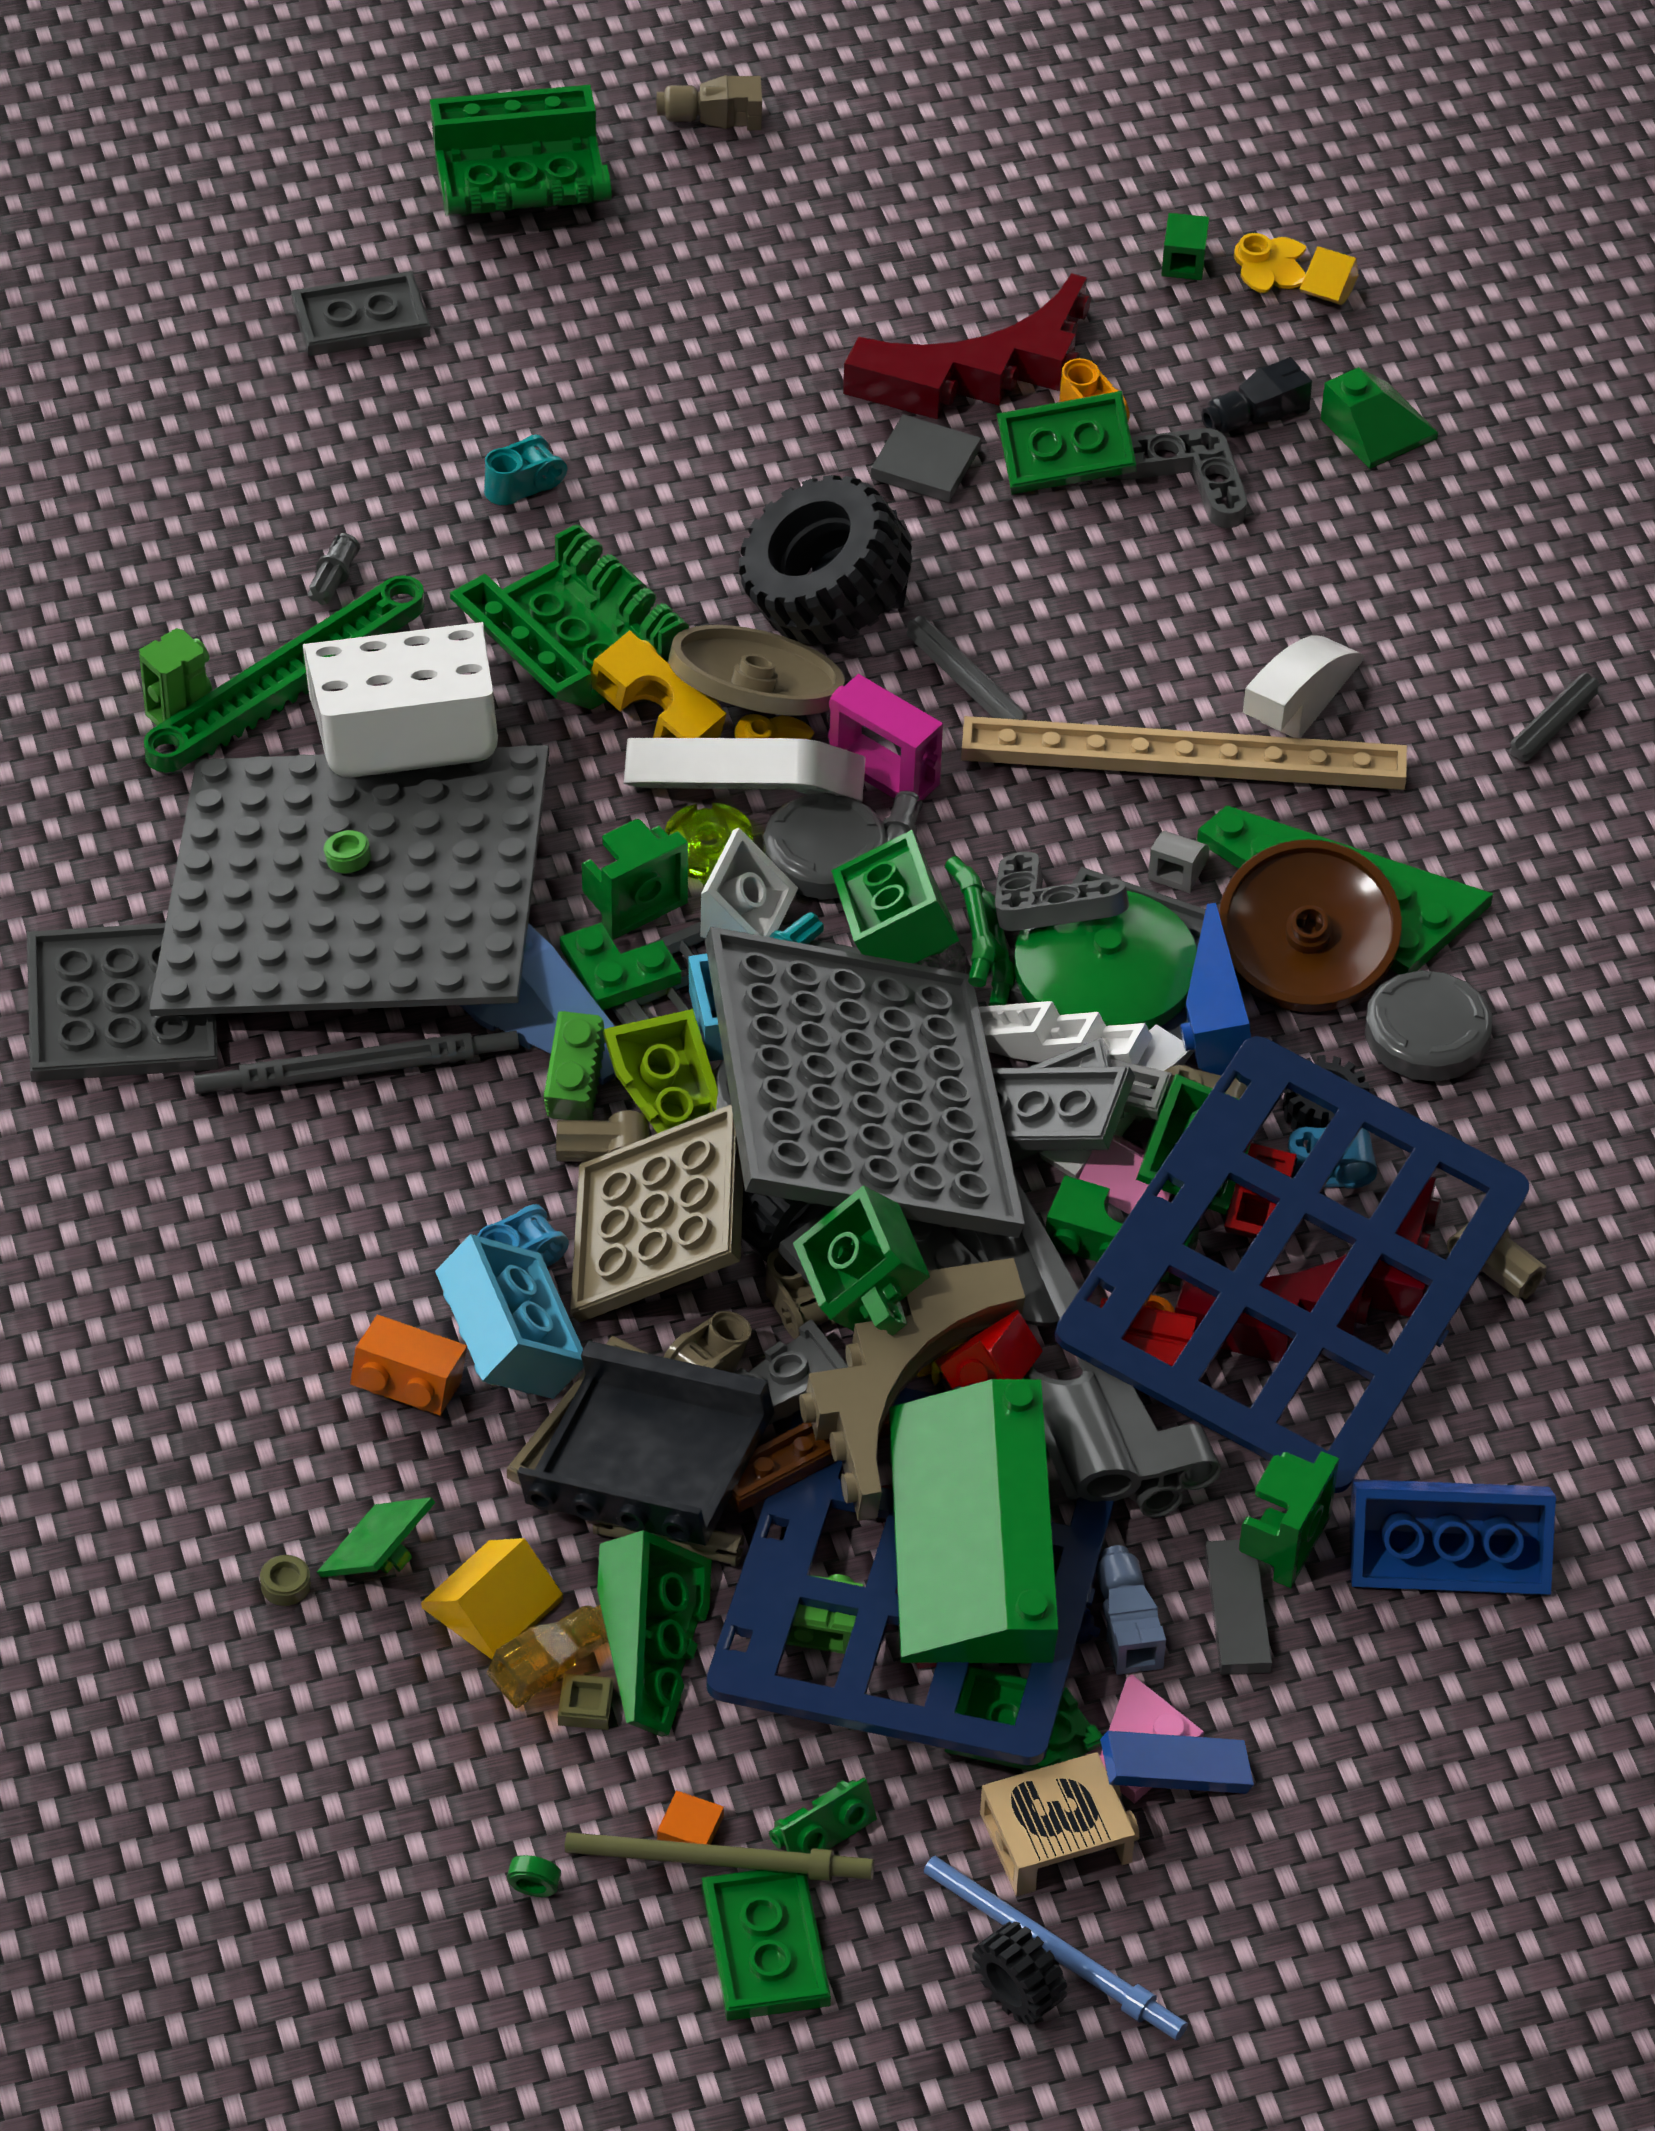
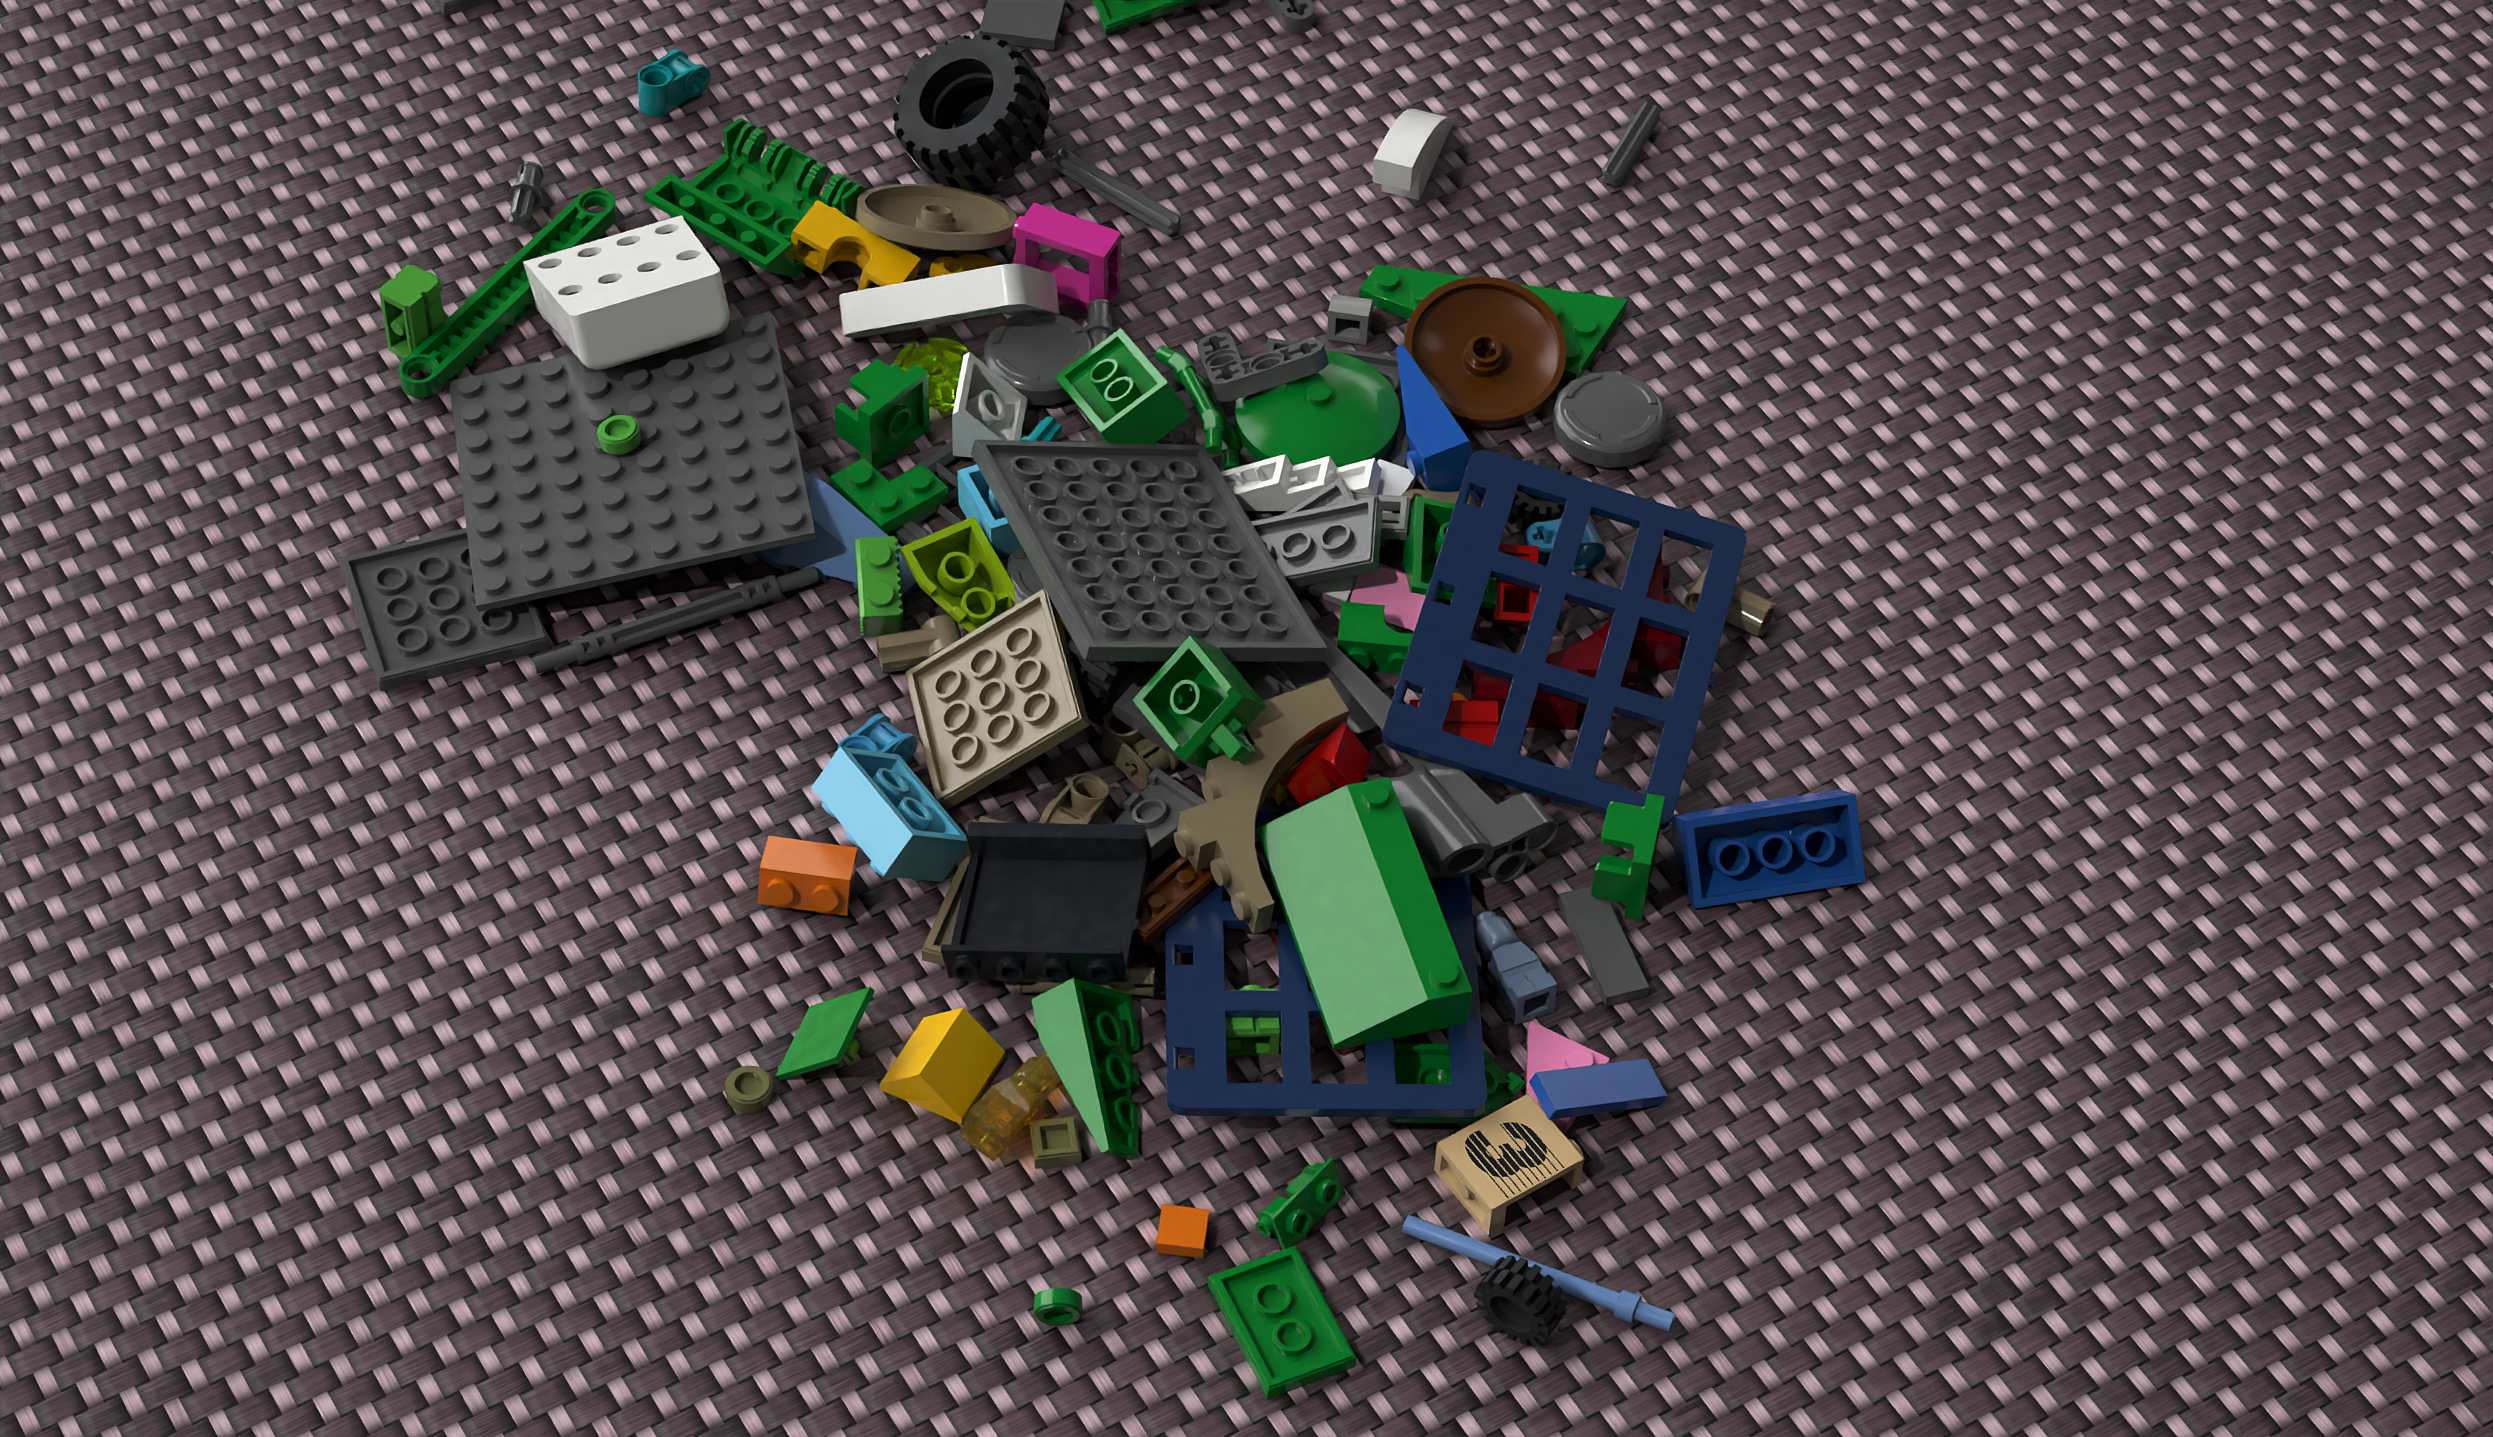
camera: 15 degrees left, 0 degrees up
(819, 1864) = (1313, 1243): olive bar -> none
(1184, 752) = (1325, 226): tan plate -> none

